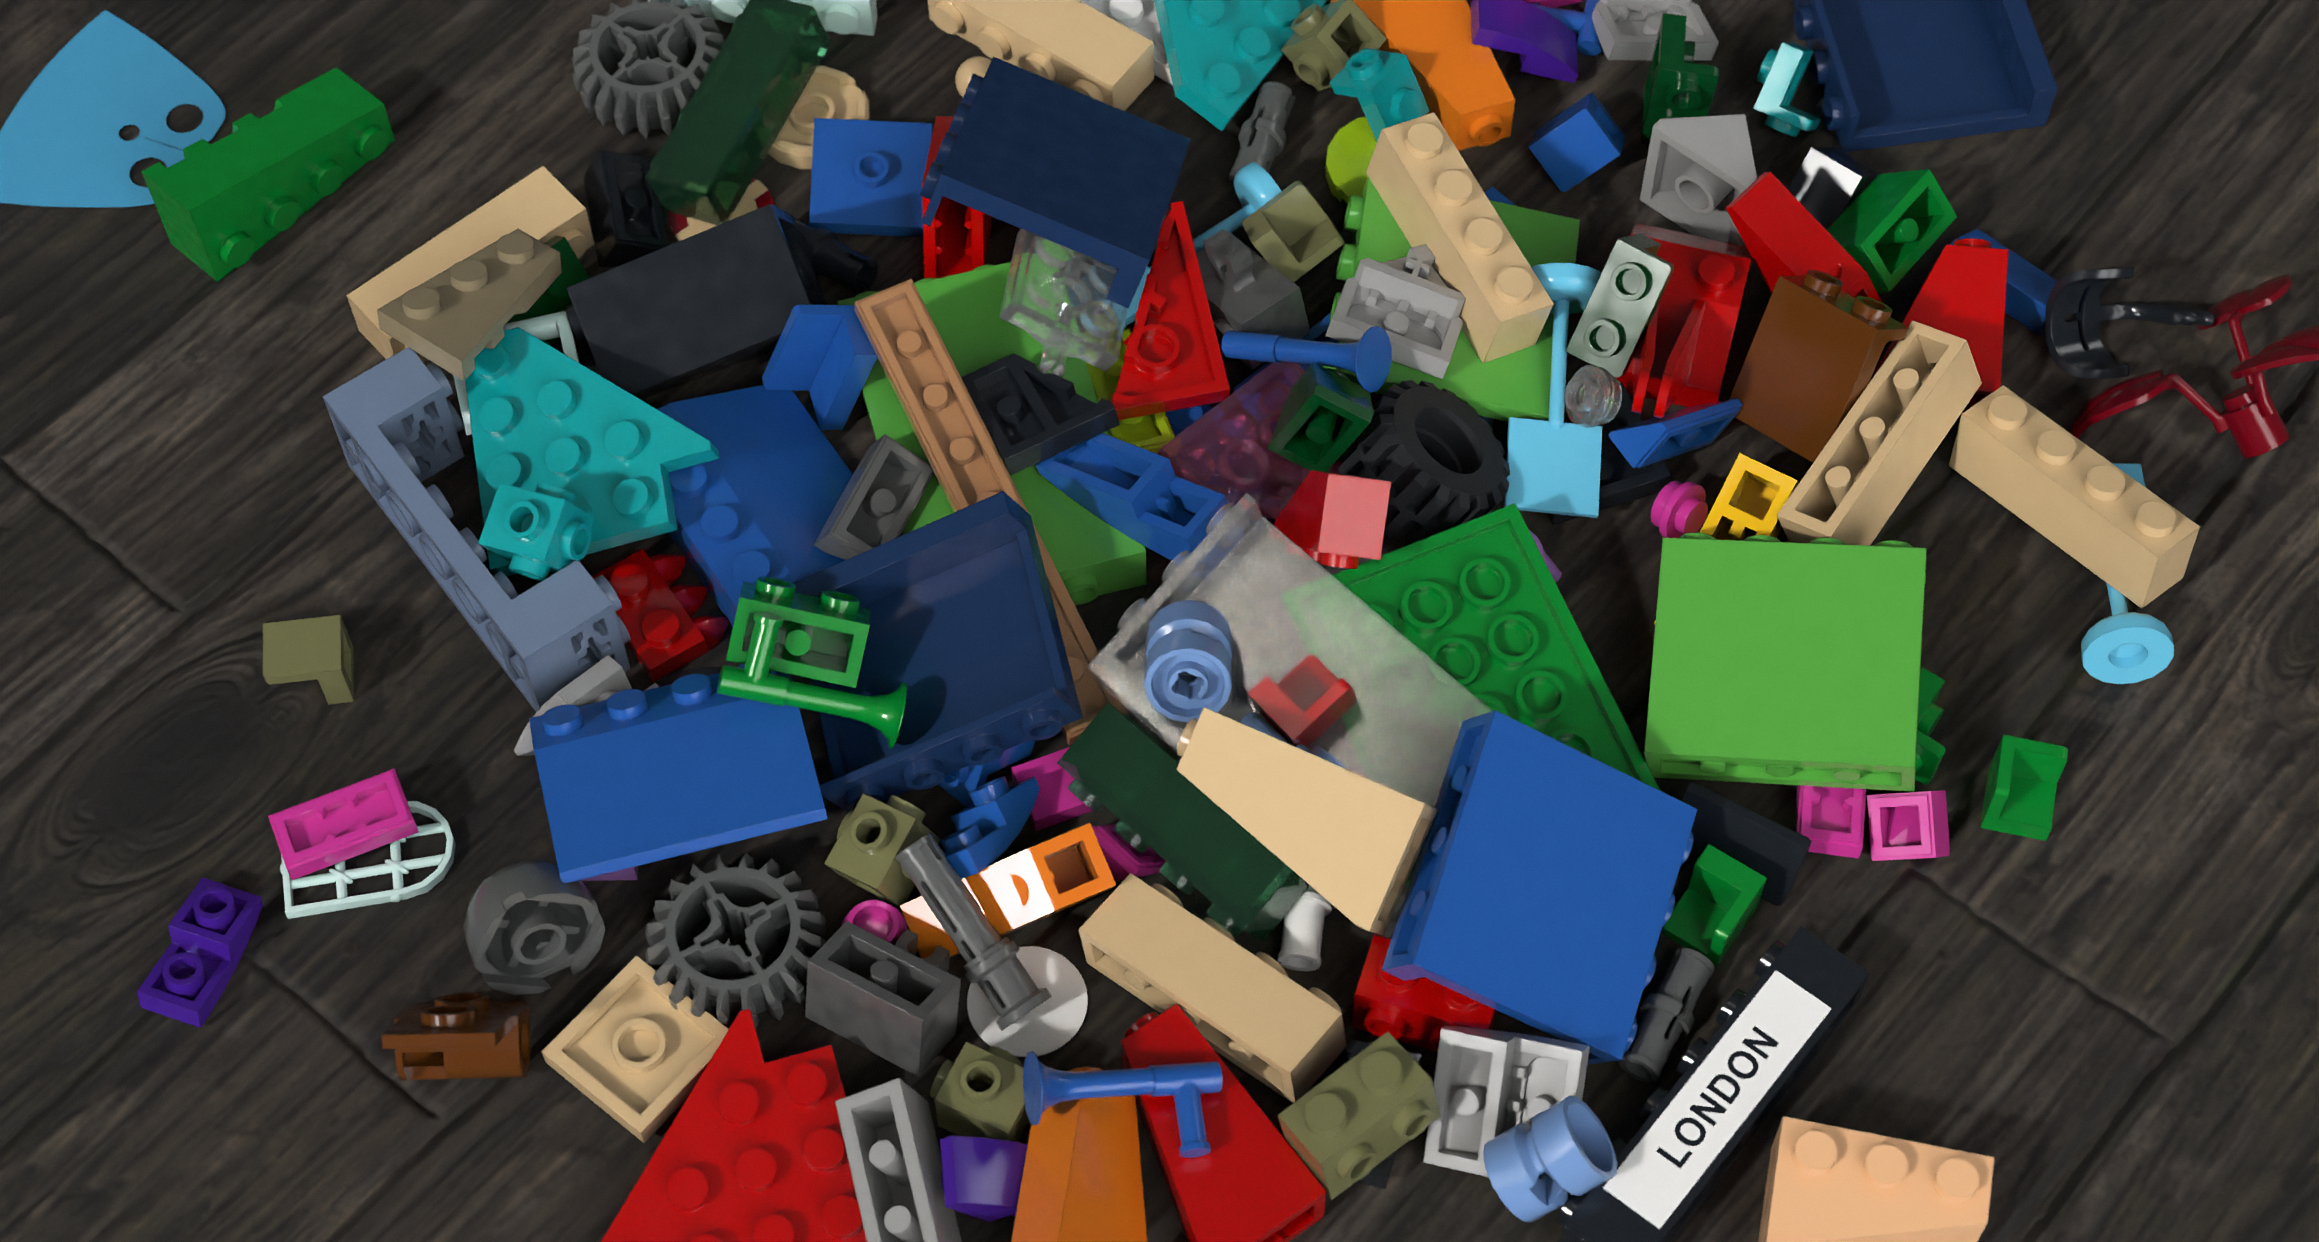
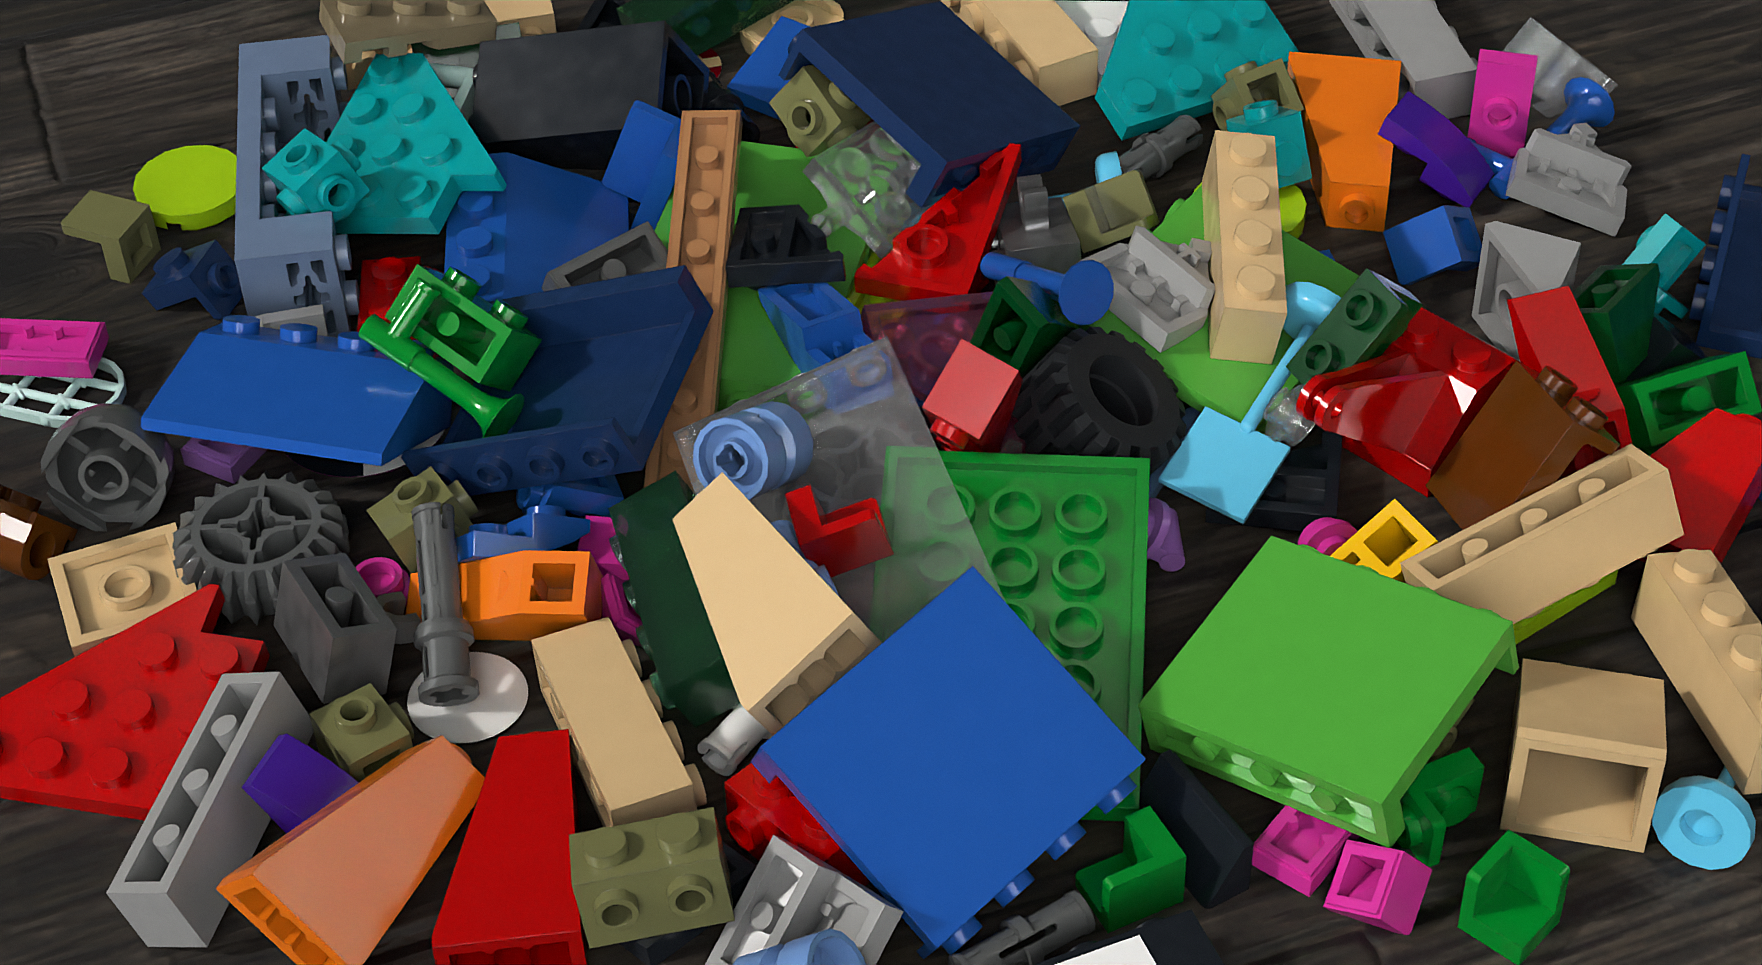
camera: 30 degrees right, 15 degrees down
(336, 562) = (189, 186): none -> lime tile
(433, 671) = (199, 273): none -> dark blue bracket
(964, 242) = (816, 111): none -> olive brick
(1184, 1081) = (516, 781): blue piece -> none
(1673, 82) = (1549, 196): dark green bracket -> none
(1674, 433) = (1360, 477): blue slope -> none
(1794, 153) = (1620, 313): none -> dark green slope
(2007, 623) = (1585, 755): none -> tan slope

